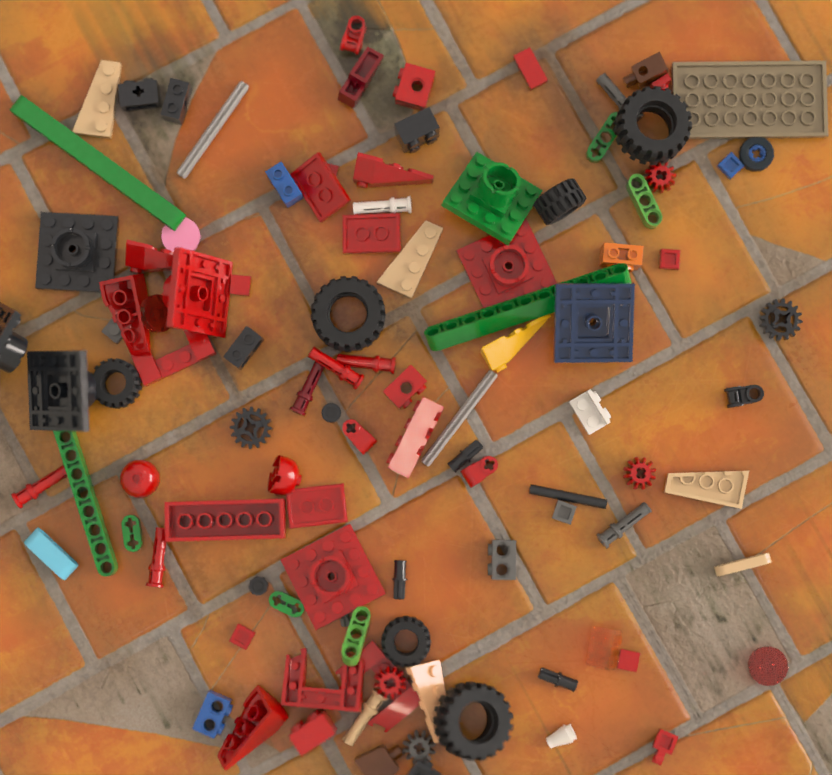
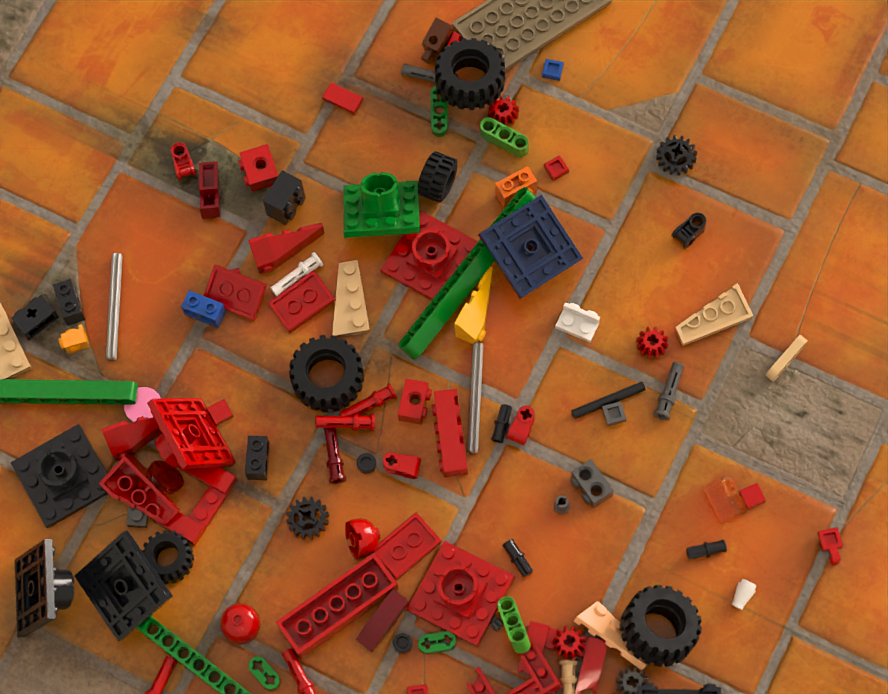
camera: 30 degrees left, 15 degrees down
(160, 138) = (74, 340): none -> light orange brick
(254, 556) = (382, 620): none -> dark red slope
(393, 653) = (563, 586): black tyre -> none
(463, 555) = (561, 509): none -> dark grey pin
(766, 153) = (574, 44): black bush -> none
(768, 666) = (866, 424): clear red tile -> none

